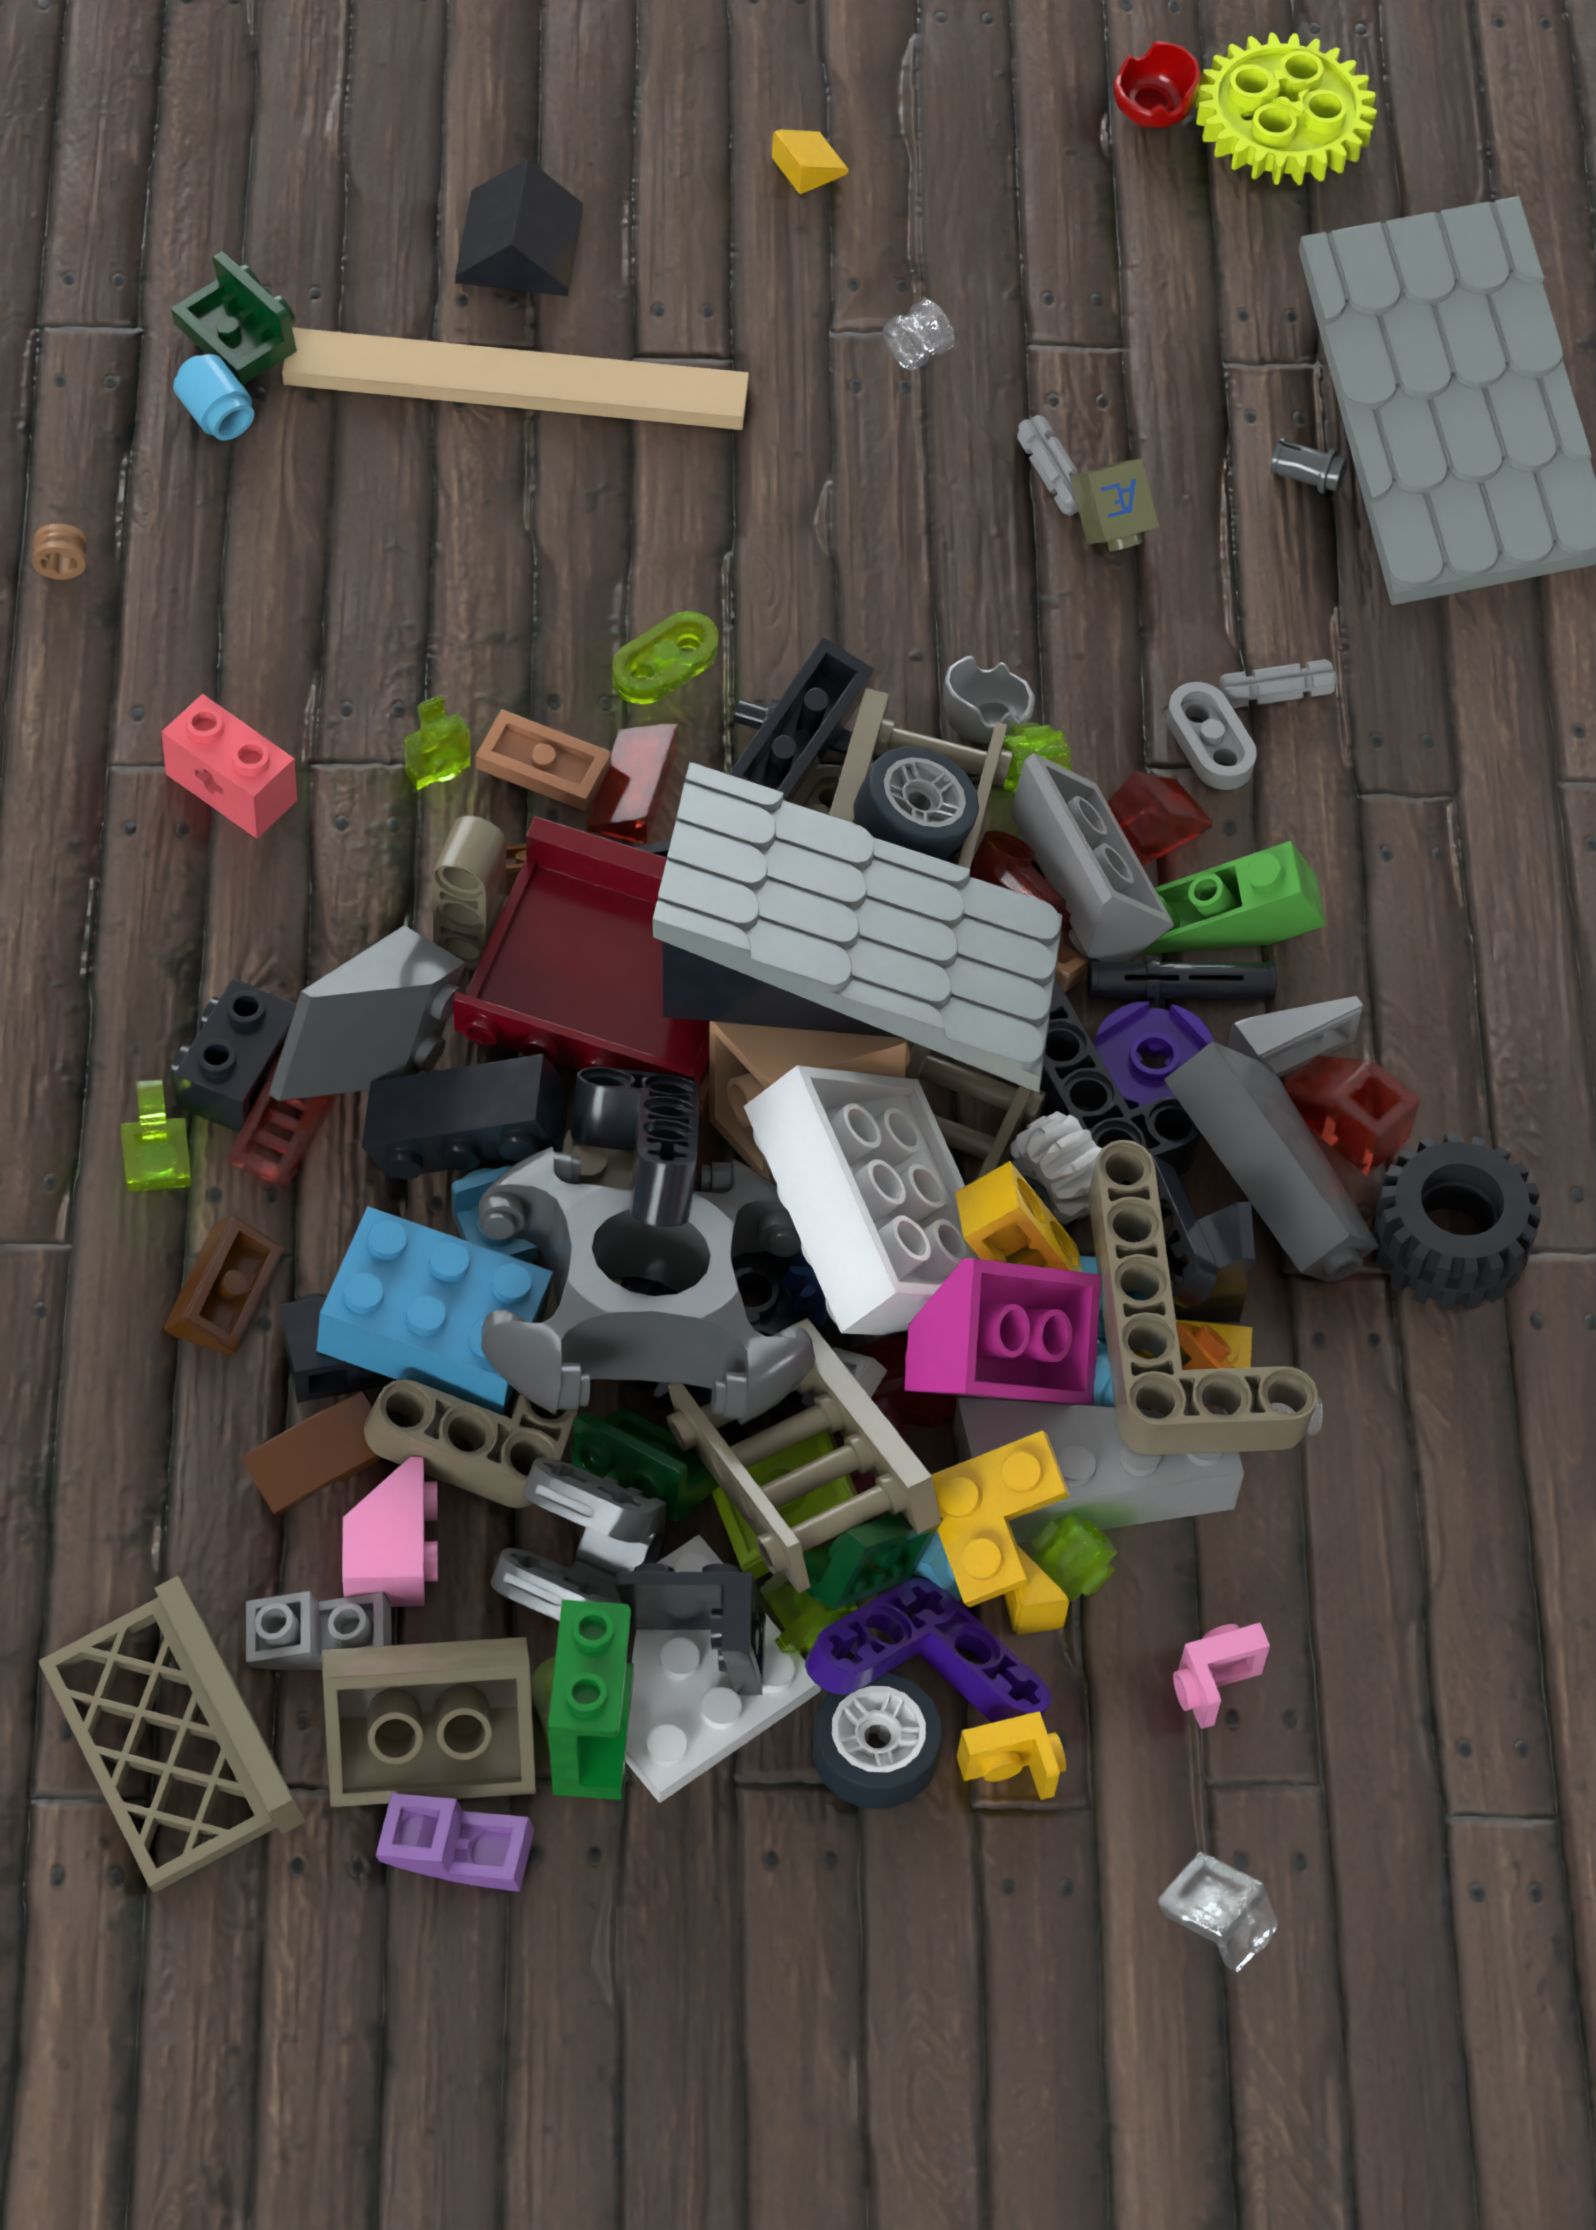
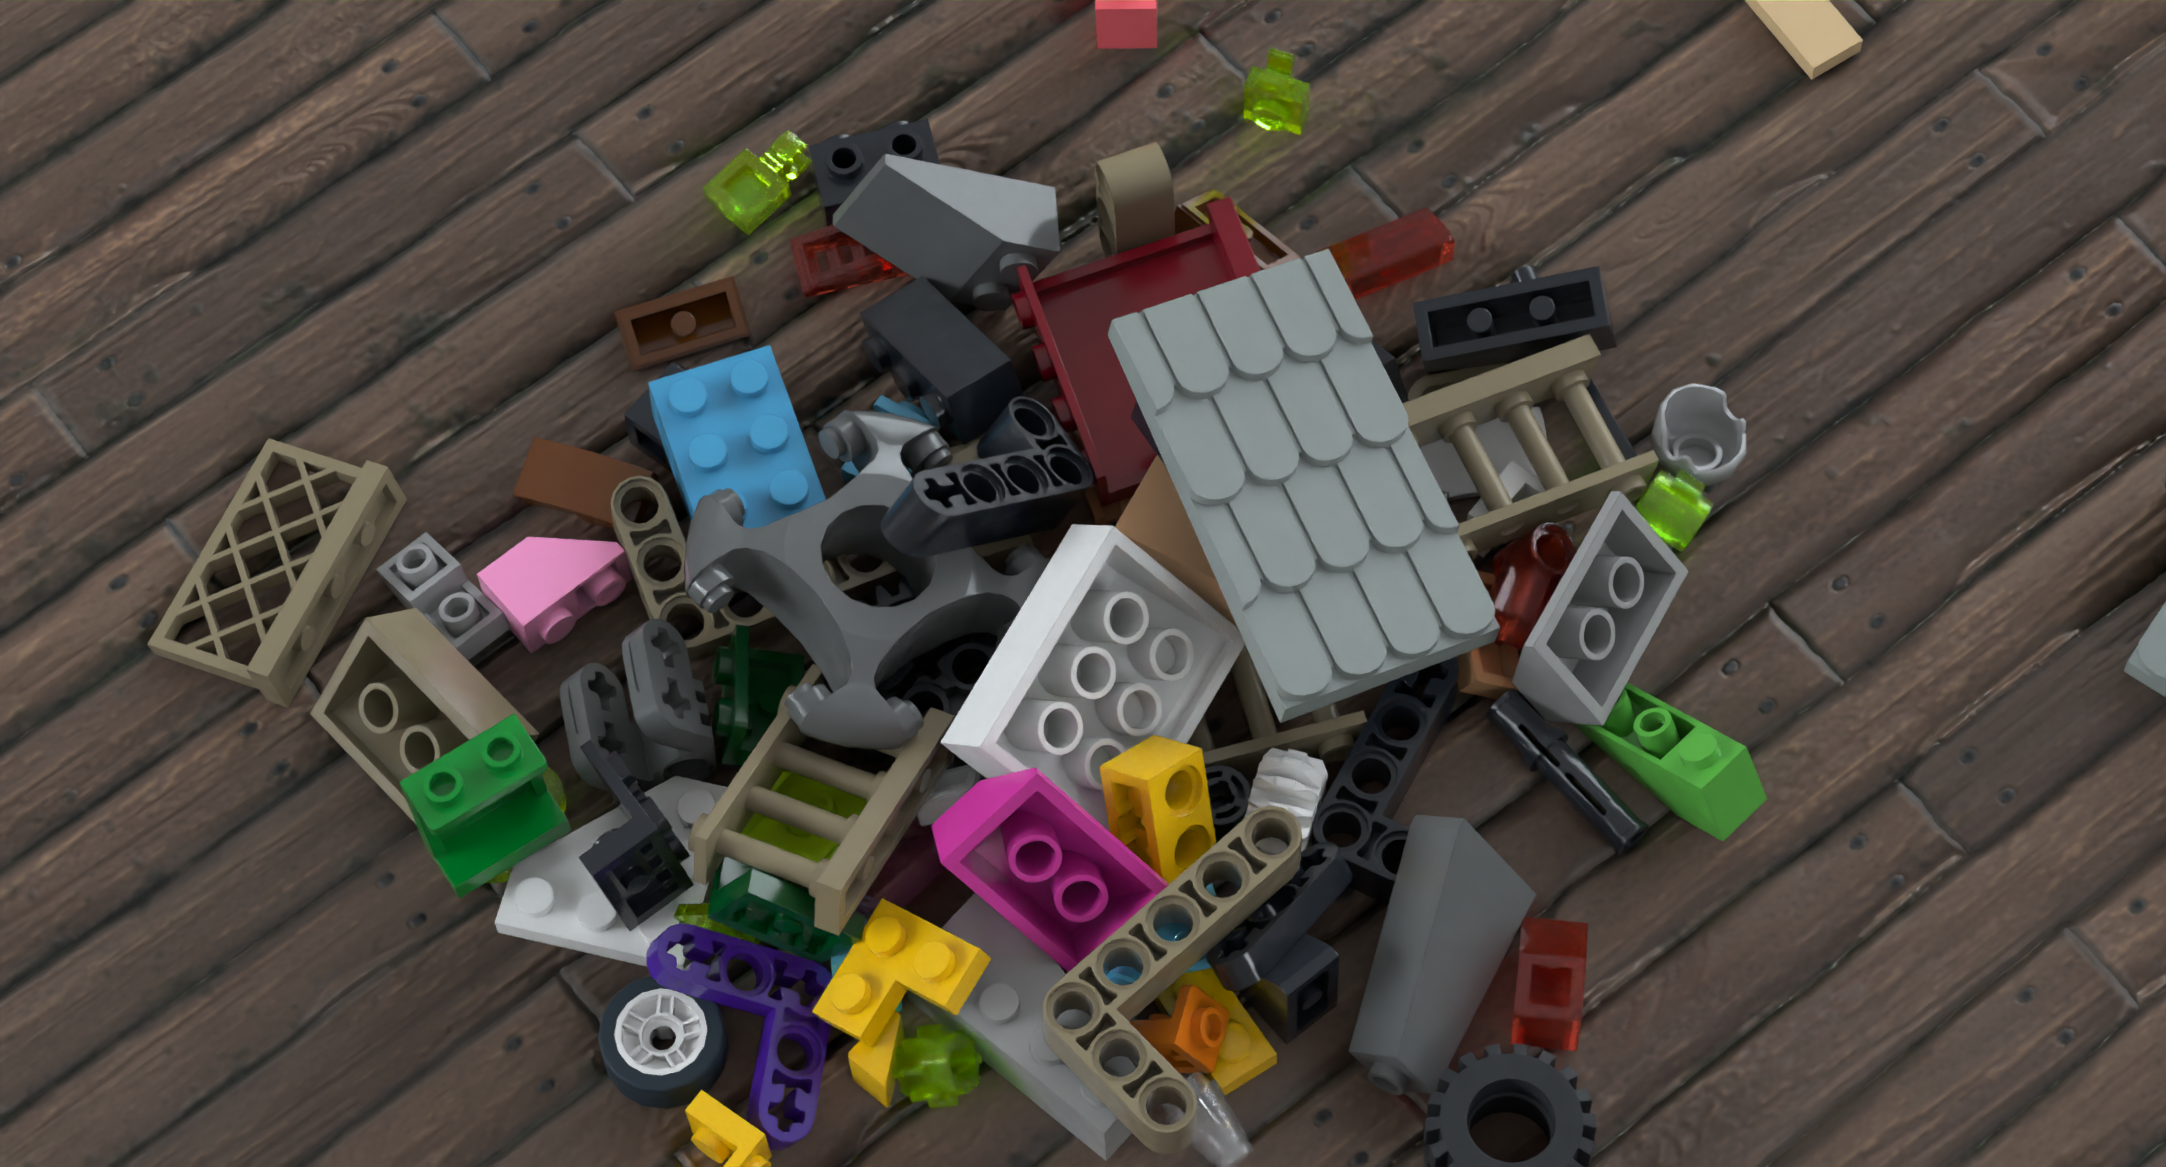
camera: 60 degrees right, 5 degrees up
(454, 1844) = (345, 816): medium lavender slope -> none
(543, 760) = (1340, 176): nougat plate -> none
(659, 657) = (1522, 184): clear neon green plate -> none
(917, 802) = (1510, 423): wheel -> none
(918, 334) = (2025, 127): clear wheel -> none
(1050, 461) = (2000, 319): light grey axle -> none
(1115, 504) = (1990, 387): olive brick -> none
(1151, 1030) = (1476, 769): dark purple plate -> none
(1157, 815) = (1709, 640): clear red slope -> none
(1214, 740) = (1833, 629): light grey plate -> none
(1278, 683) = (1942, 639): light grey axle -> none
(1298, 1034) = (1584, 893): light grey slope -> none

